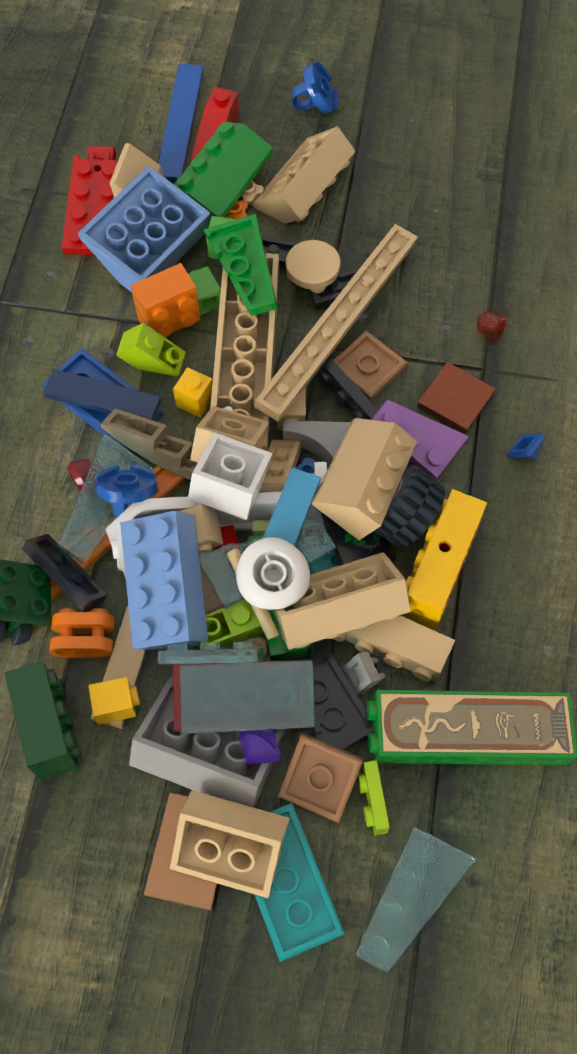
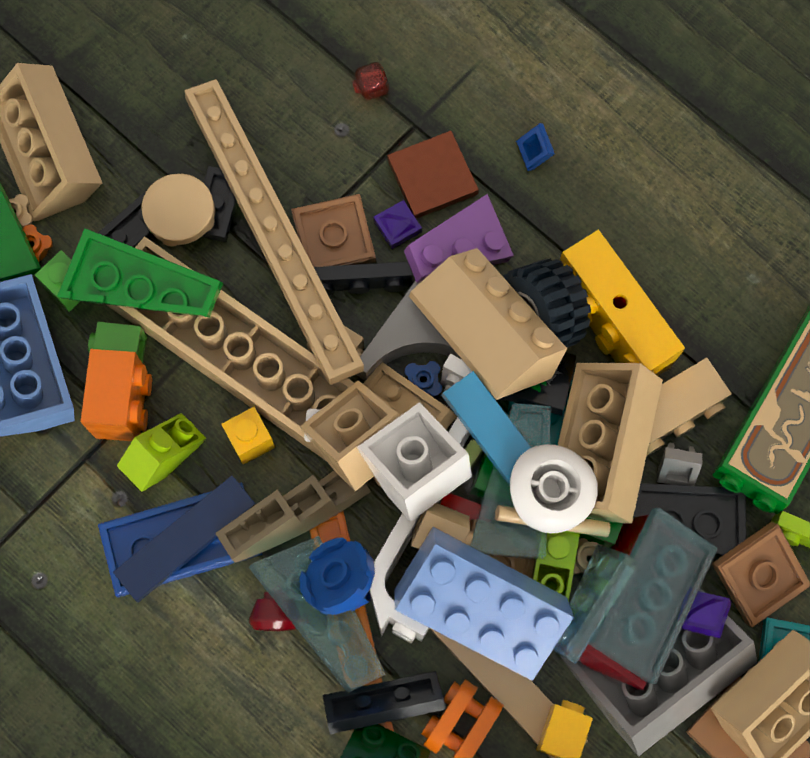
camera: 60 degrees left, 10 degrees up
(405, 394) = (397, 224): none -> dark purple tile

